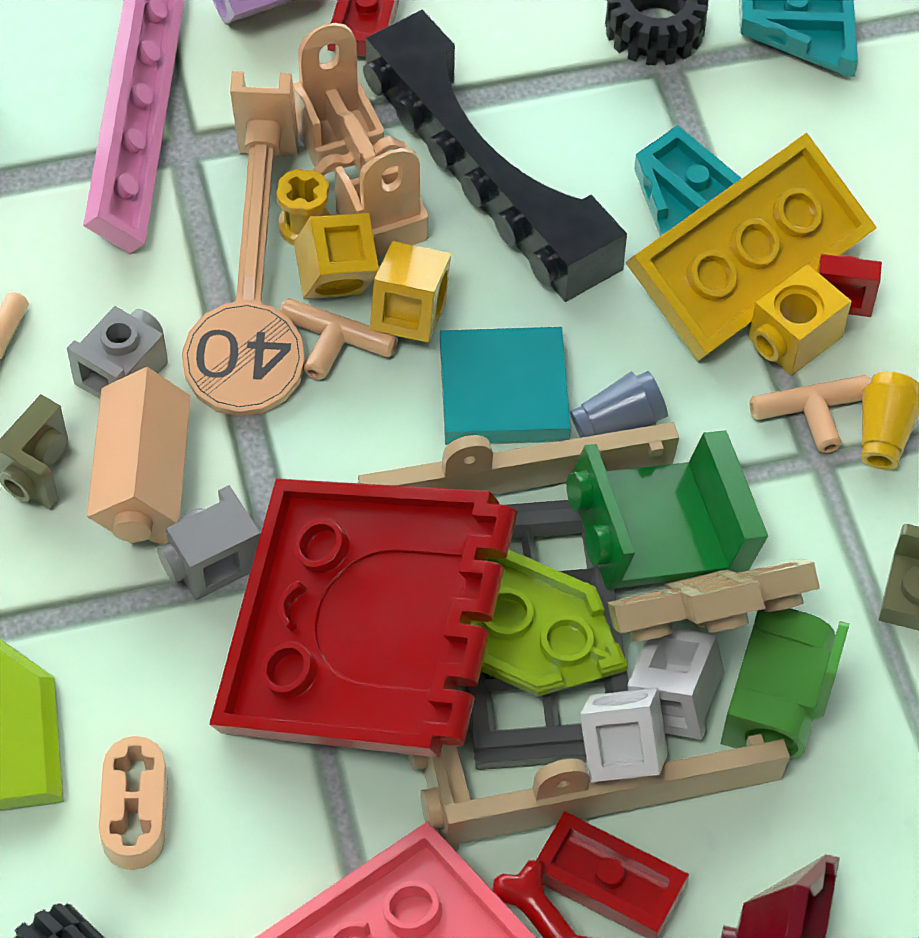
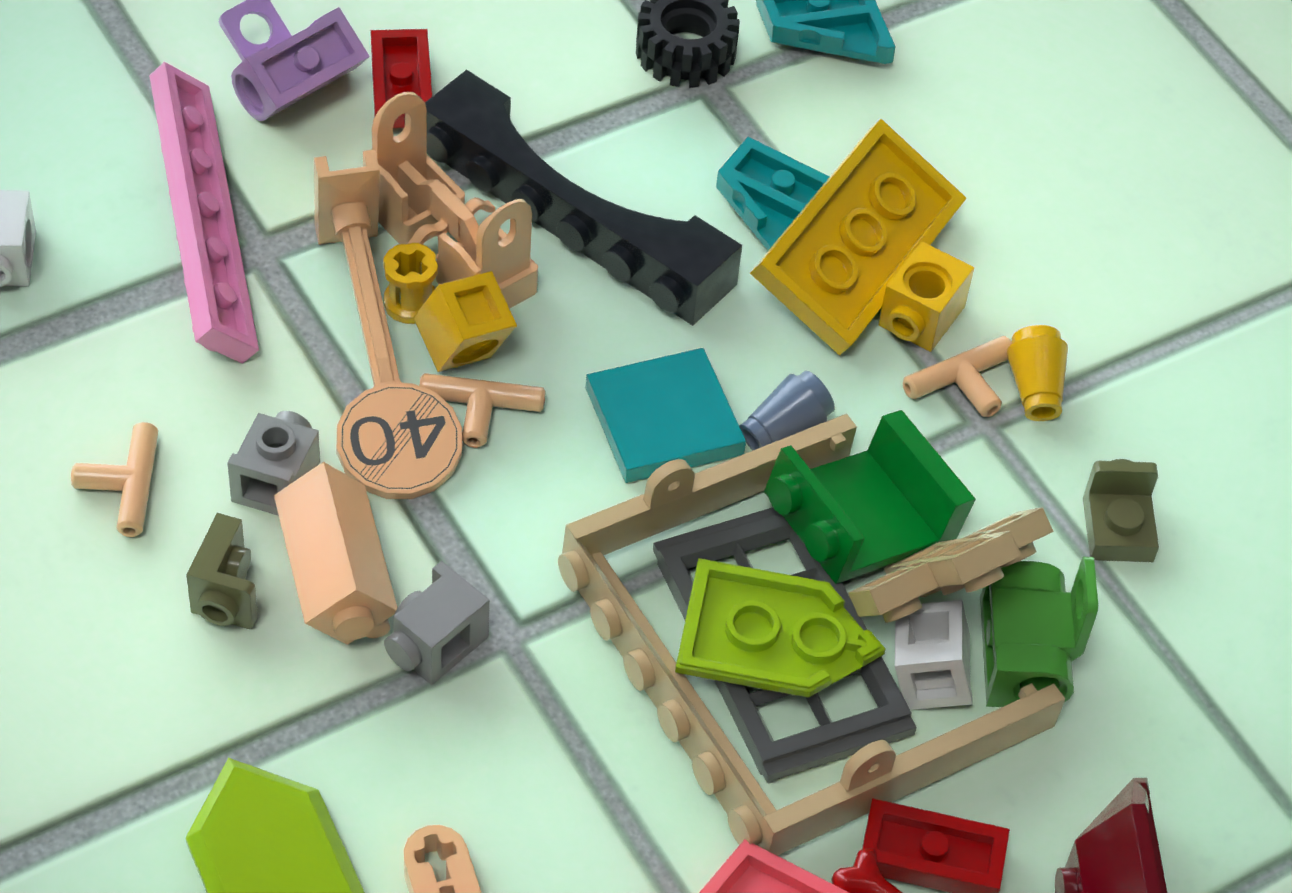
camera: 20 degrees left, 5 degrees down
(365, 616) = (625, 655): red hinge -> none
(410, 291) = (548, 342): yellow brick -> none
(624, 735) = (912, 710): white brick -> none
(854, 278) = (967, 244): red plate -> none

